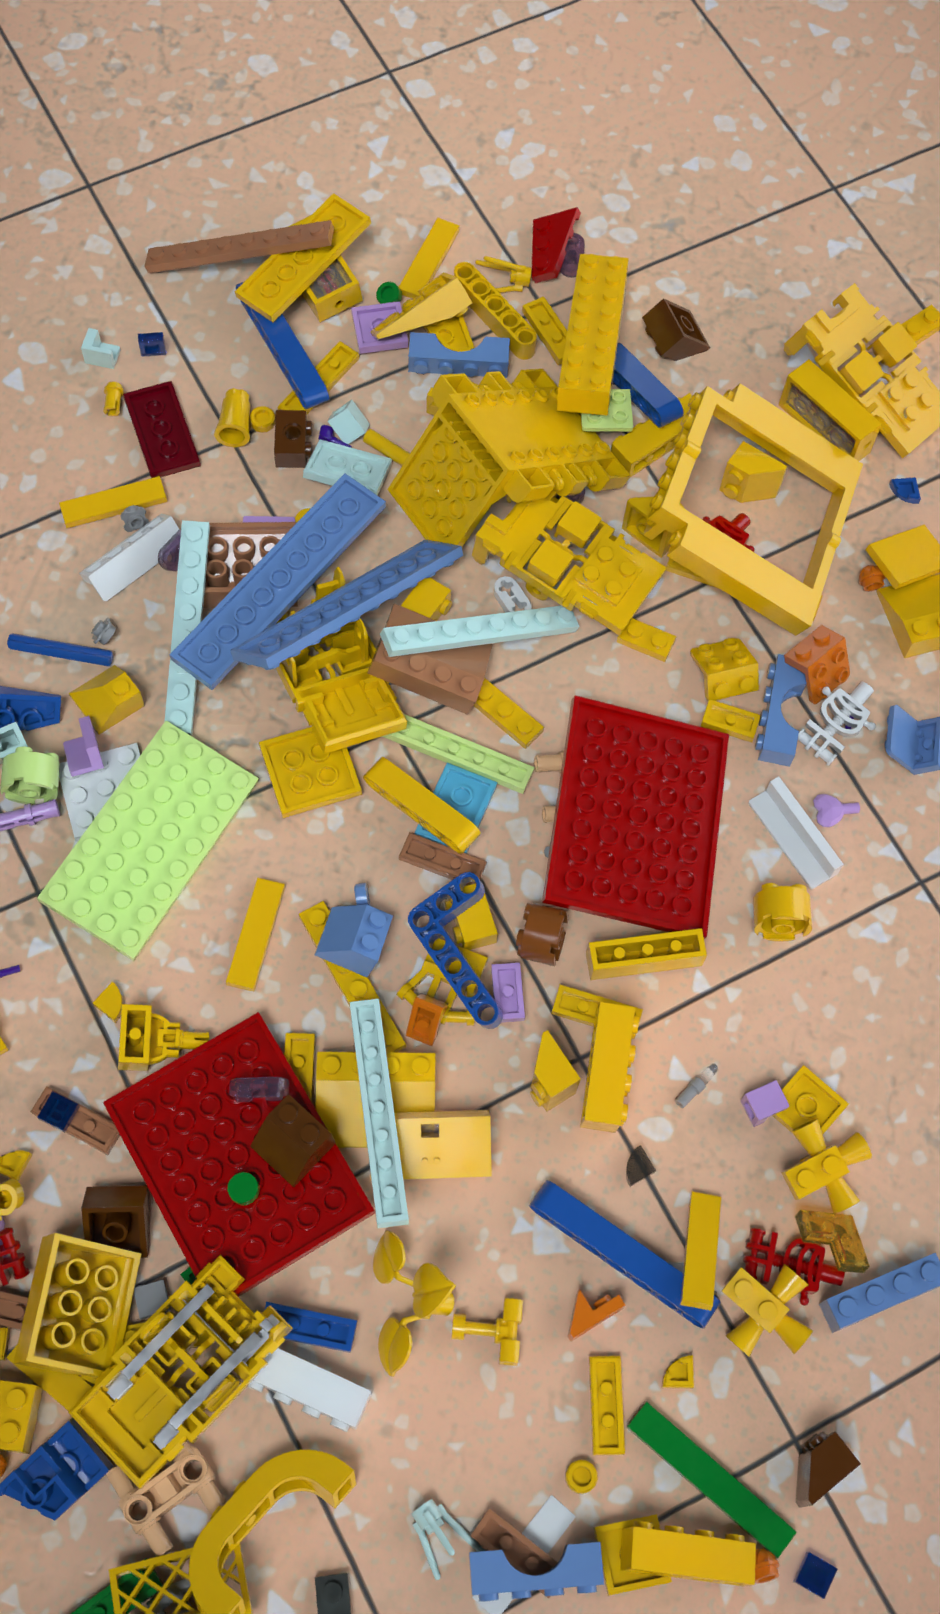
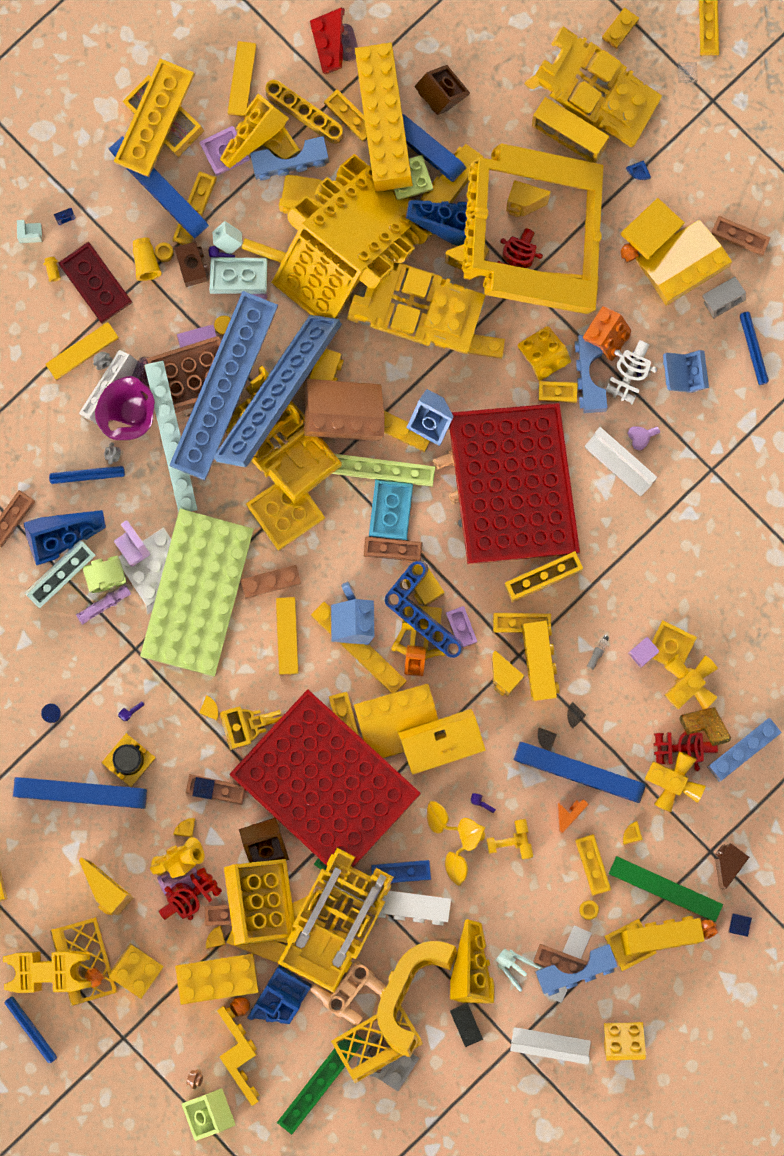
camera: 10 degrees left, 15 degrees up
(108, 698) = (131, 500): yellow slope -> none
(141, 573) = (126, 404): none -> magenta piece
(150, 1298) = (301, 883): light grey tile -> none
(239, 246) = (103, 121): nougat plate -> none
(243, 1188) = (336, 803): green tile -> none
(258, 855) = (270, 581): none -> nougat plate
(258, 1087) = (318, 742): clear purple plate -> none
(292, 1140) = (357, 766): reddish brown slope -> none
(365, 1527) = (470, 973): none -> yellow wedge
(378, 1114) = (405, 733): light aqua plate -> none
(388, 293) = (222, 120): green tile -> none
(421, 805) = (368, 517): yellow beam -> none
(456, 1250) = (476, 800): none -> dark purple hand
(478, 630) = (370, 382): light aqua plate -> none
(516, 593) = (381, 346): white beam -> none
(519, 274) = (312, 73): yellow plant -> none
(543, 934) = (474, 583): dark orange brick -> none
(546, 698) = (431, 417): none -> medium blue slope
(586, 1188) = (546, 738): none -> clear smoke tile
(631, 465) = (442, 219): none -> blue wedge
(701, 1251) = (626, 757): yellow tile -> none
(782, 912) = (624, 522): yellow brick -> none

